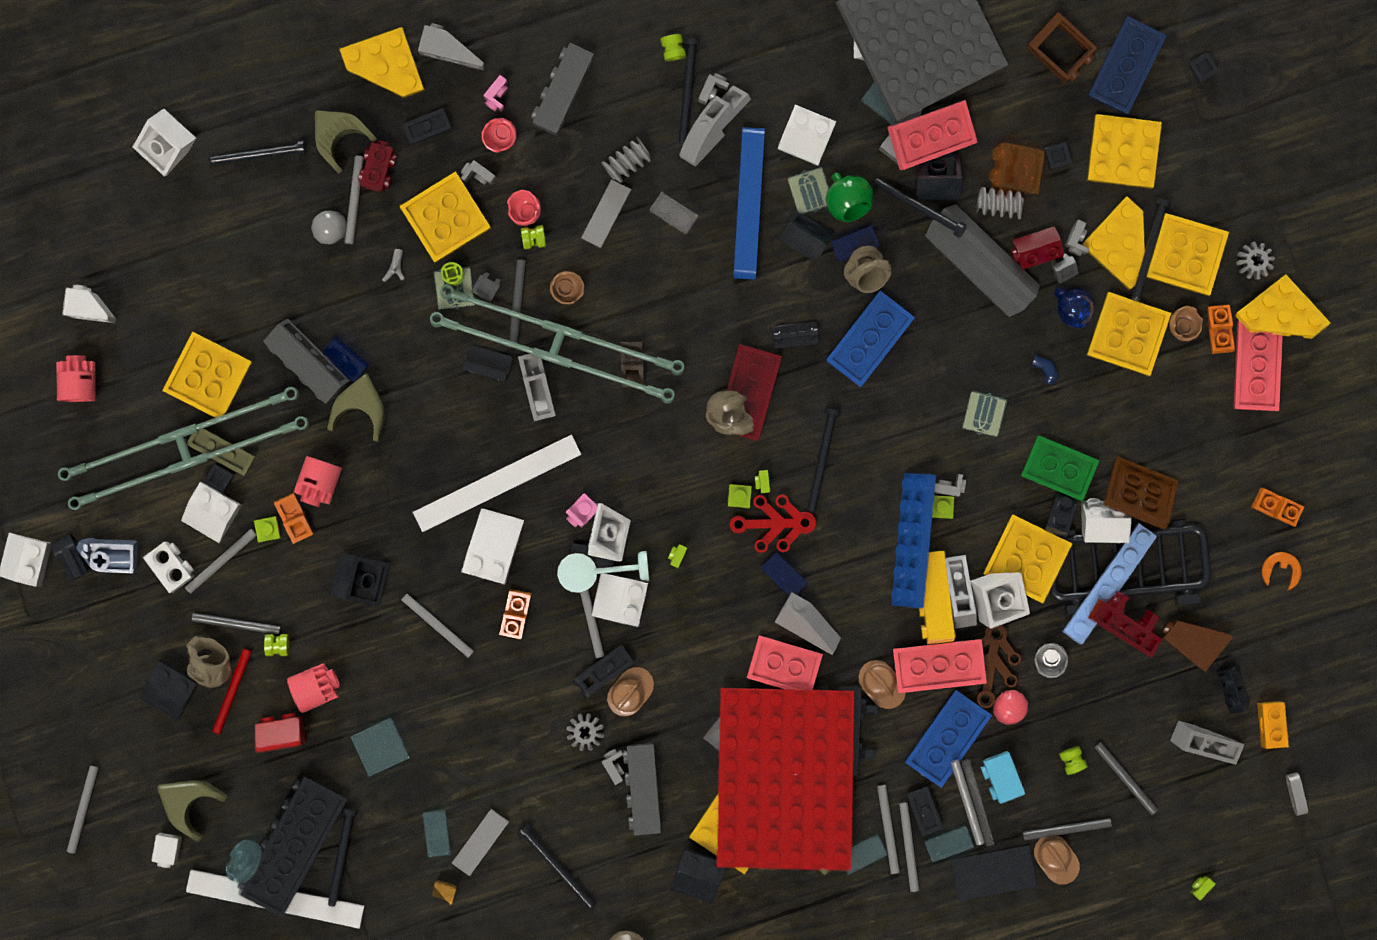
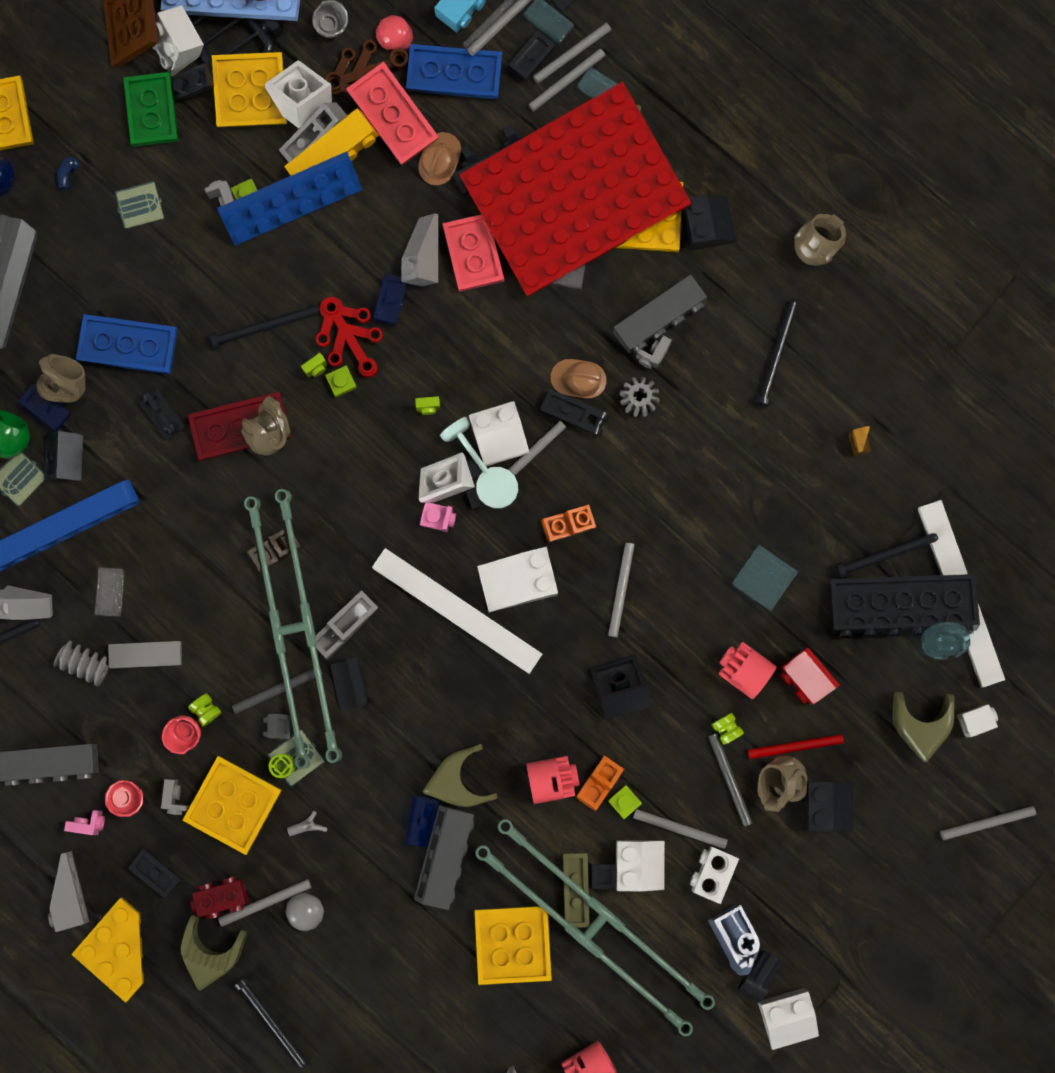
camera: 120 degrees left, 5 degrees down
(436, 833) = (812, 480): clear light blue tile -> none
(480, 842) = (796, 435): light grey tile -> none
(567, 287) = (234, 650): medium nougat hair -> none

